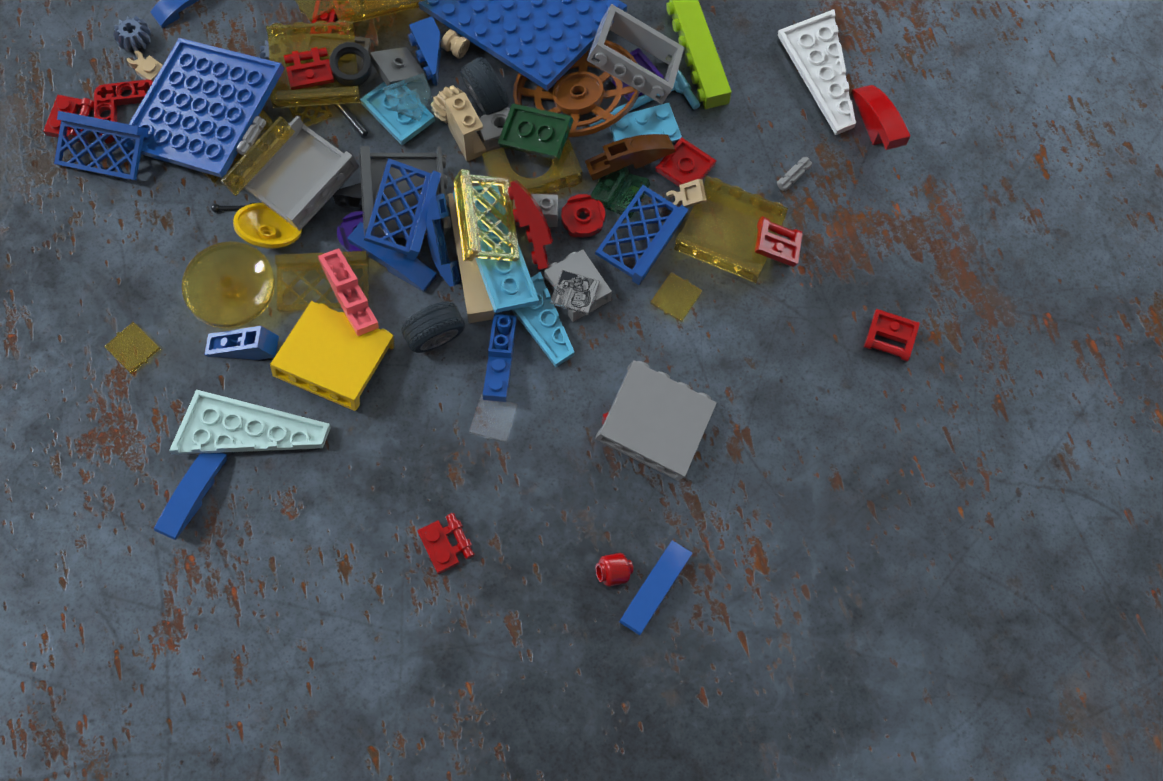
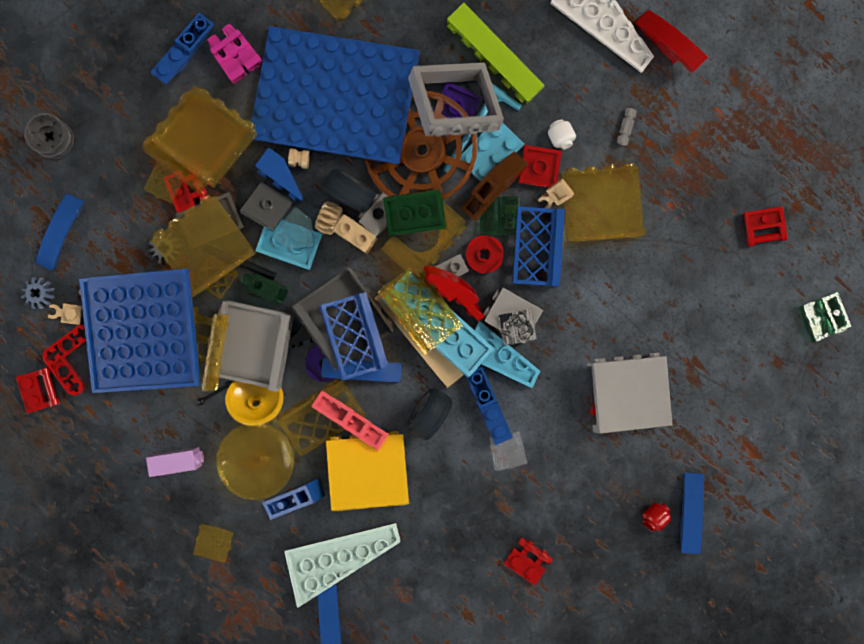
camera: 30 degrees left, 20 degrees up
(107, 128) = (73, 391): blue fence -> none
(148, 240) = (174, 461): none -> lavender brick
(251, 135) = (200, 340): light grey axle -> none
(310, 73) = (207, 256): red plate -> none
(346, 126) = (270, 289): none -> clear green torso
(350, 48) = (232, 244): black tyre -> none
(448, 269) = (409, 357): blue slope -> none
(676, 297) = (589, 281): clear yellow piece -> none
(724, 145) = (561, 134): none -> white head
(777, 247) = (647, 202): red plate -> none
(913, 459) = (825, 317): none -> clear green slope

